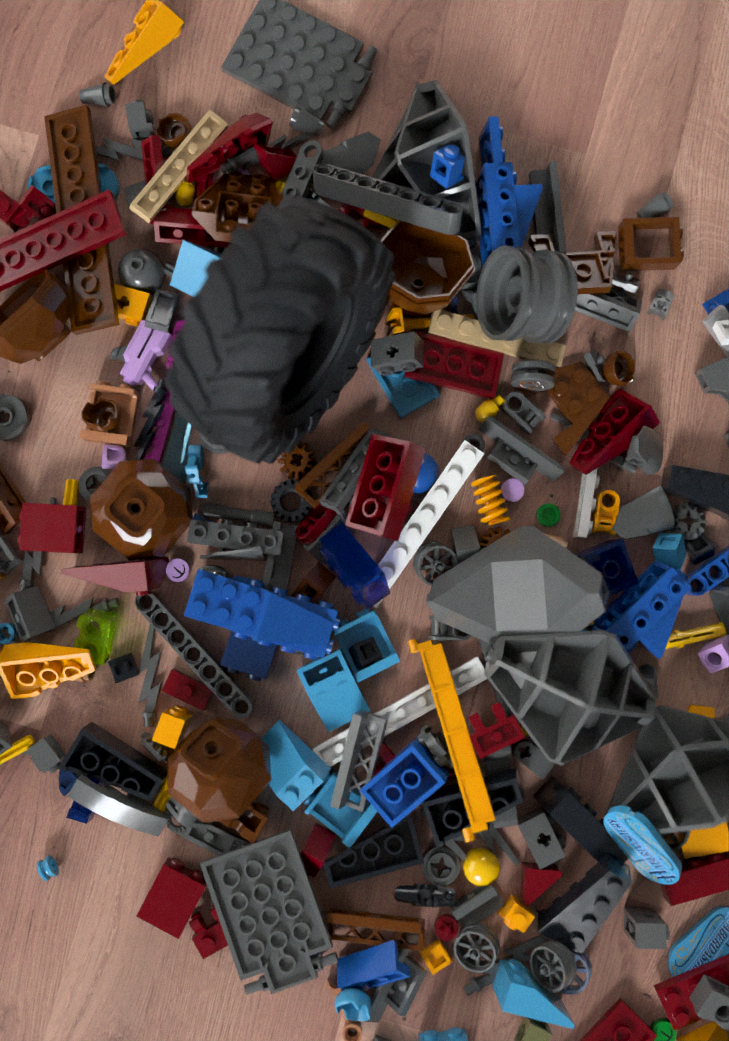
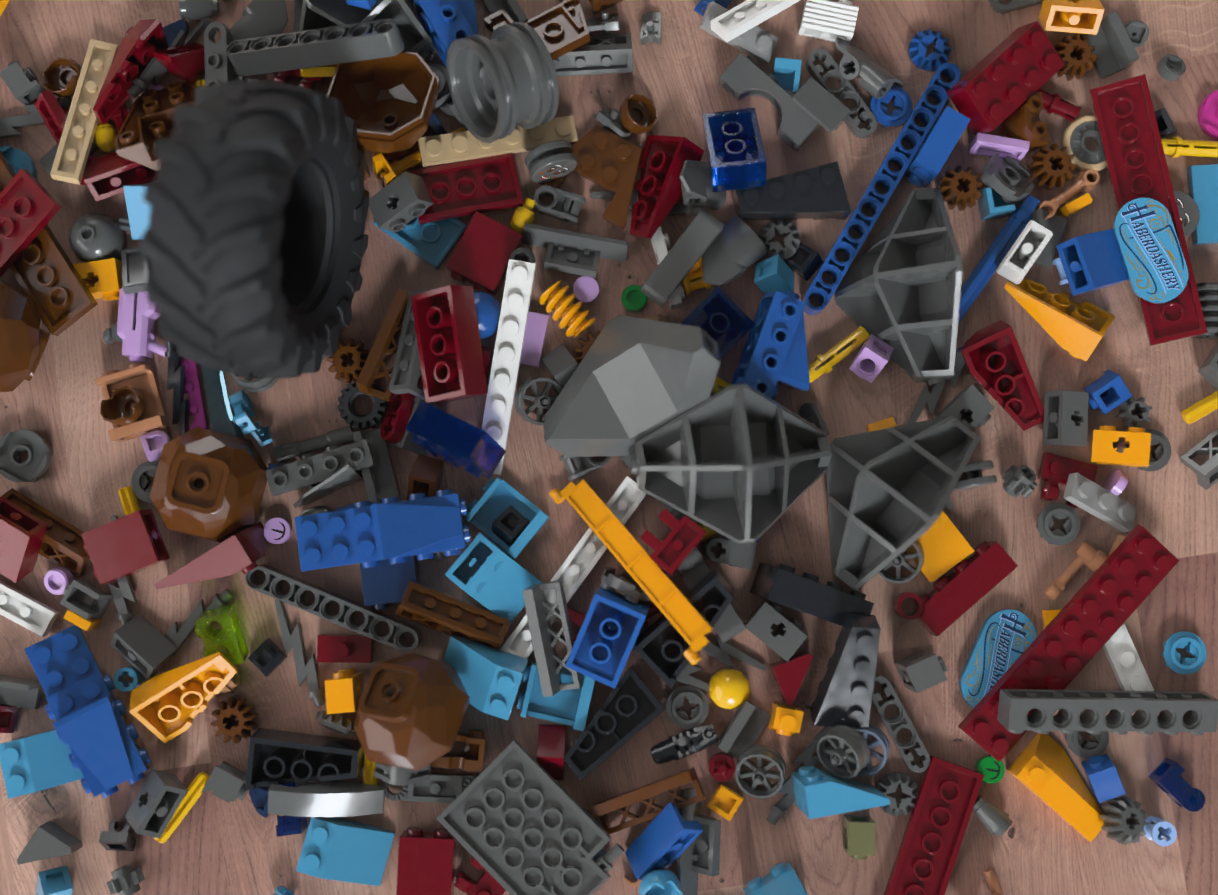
camera: 25 degrees left, 0 degrees up
(66, 710) = (225, 724): none -> reddish brown gear
(115, 853) = (345, 850): none -> dark azure slope
(279, 131) = (173, 29): none -> dark blue tile
(286, 705) = (451, 616): none -> reddish brown fence
(444, 424) = (484, 254): none -> dark red brick
(453, 511) = (534, 339): none -> lavender tile
(577, 1005) = (889, 784): none -> dark grey gear
(605, 502) = (682, 257): none -> dark grey beam
(606, 959) = (895, 724): none -> dark grey beam
(643, 845) = (877, 586): dark azure tile -> none
(686, 434) = (734, 150): none -> clear blue brick

